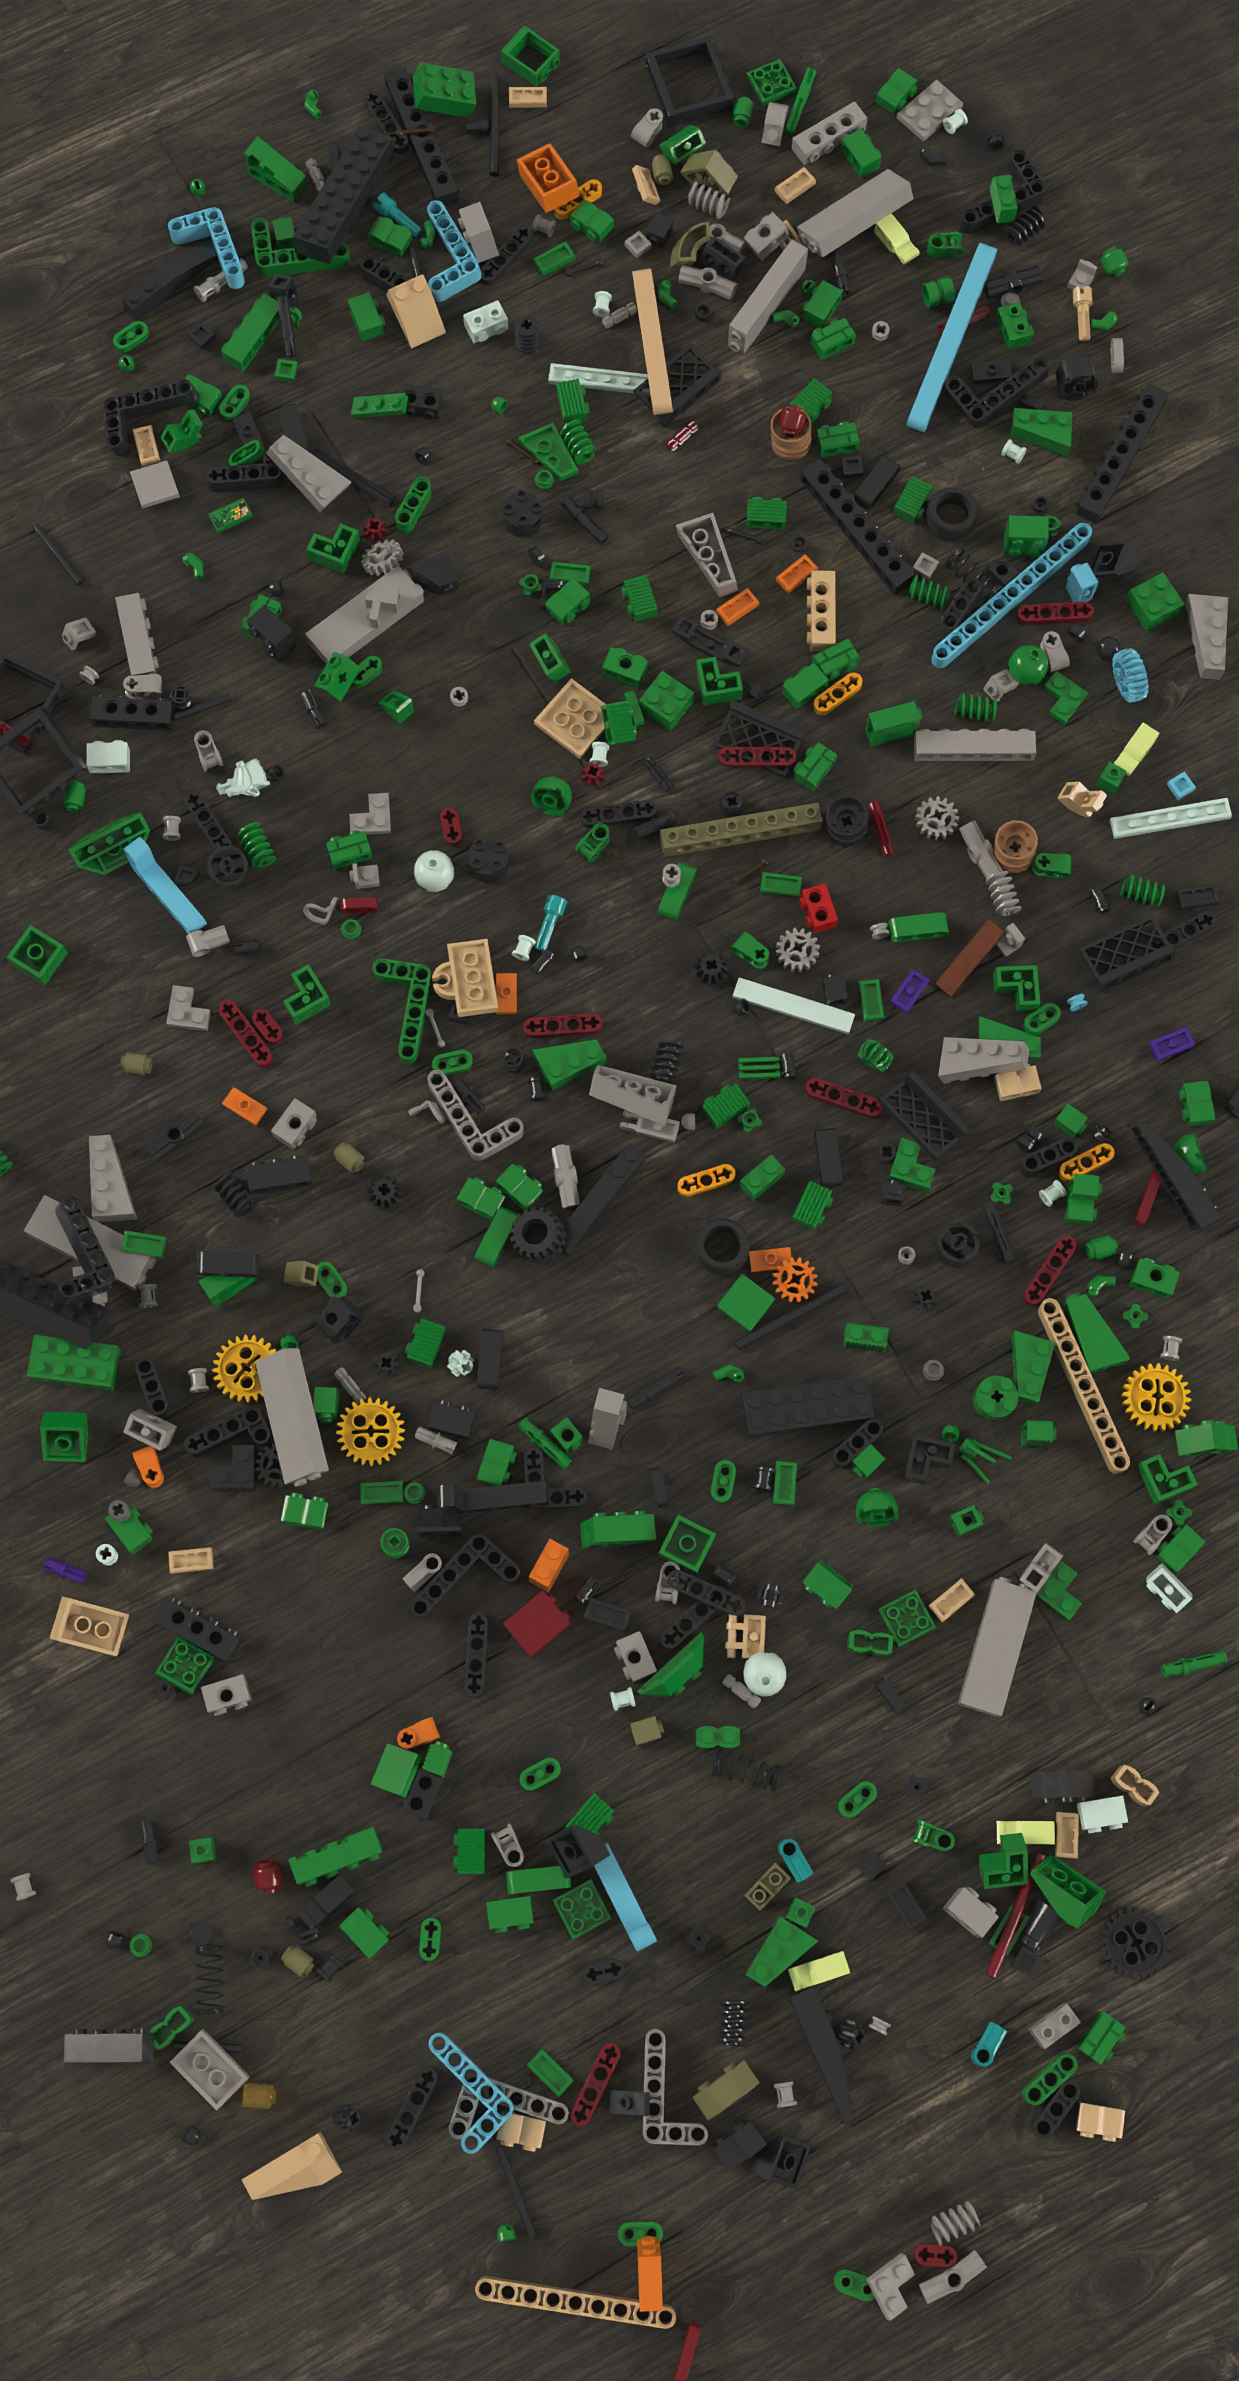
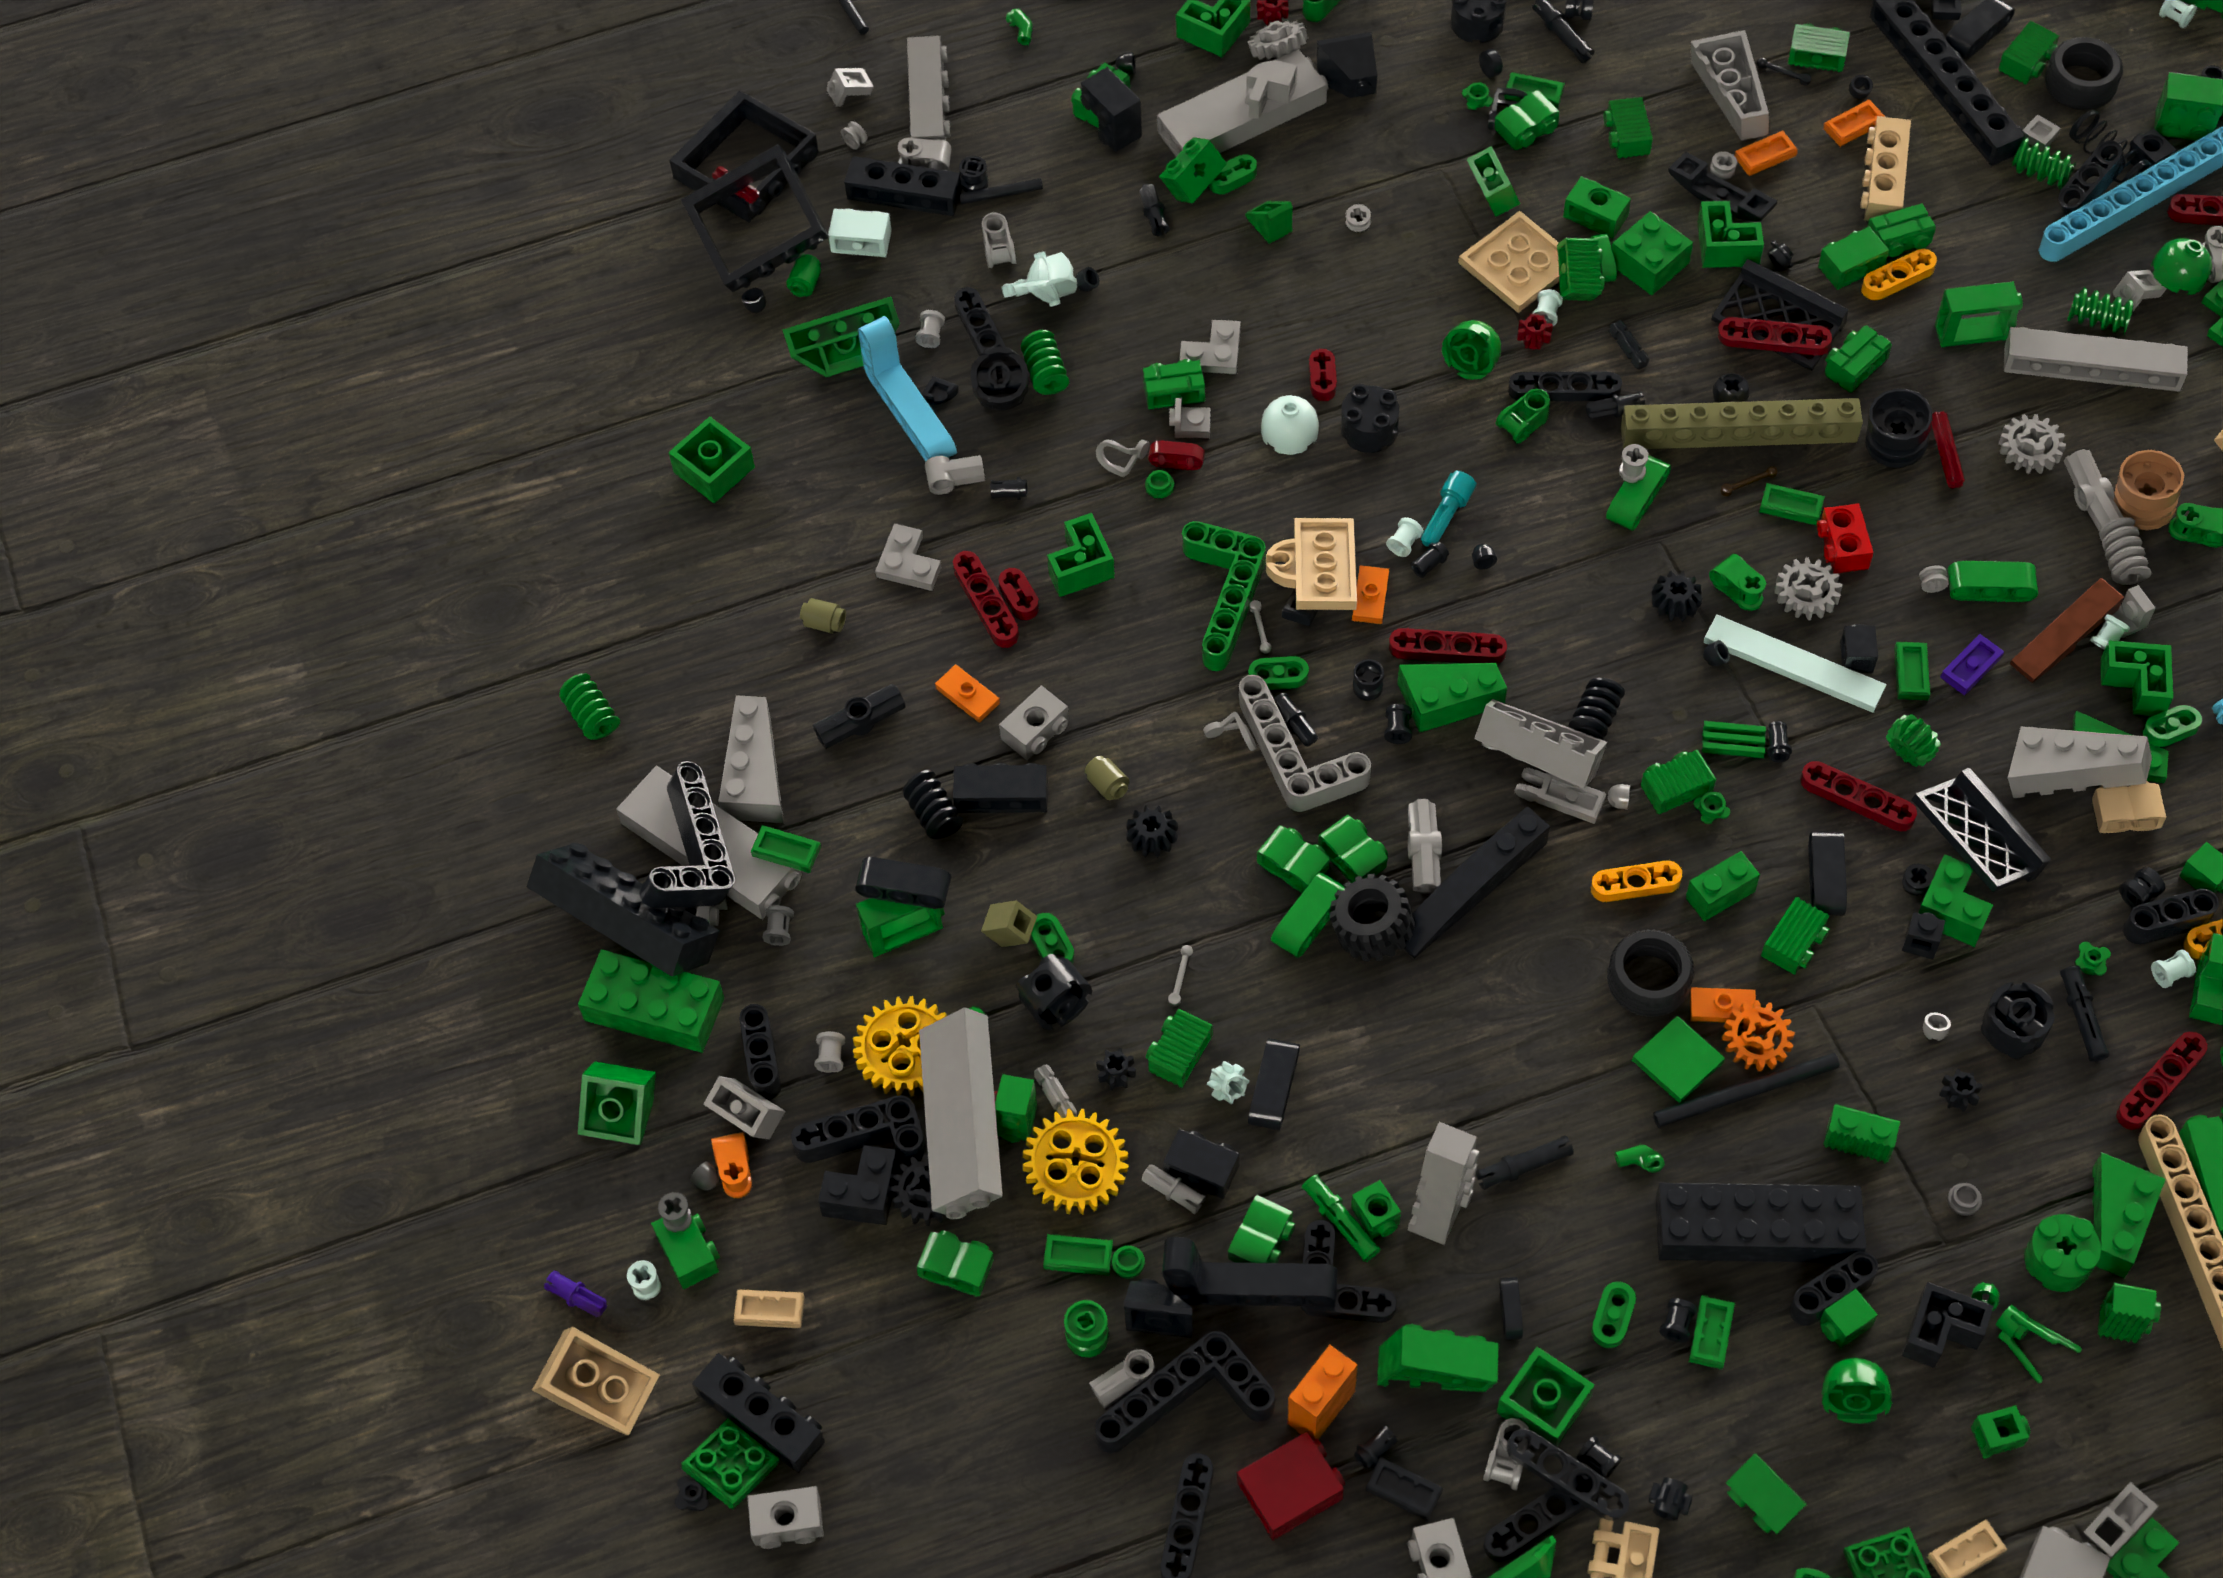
camera: 15 degrees right, 15 degrees down
(997, 956) = (2111, 630): none -> light aqua bush

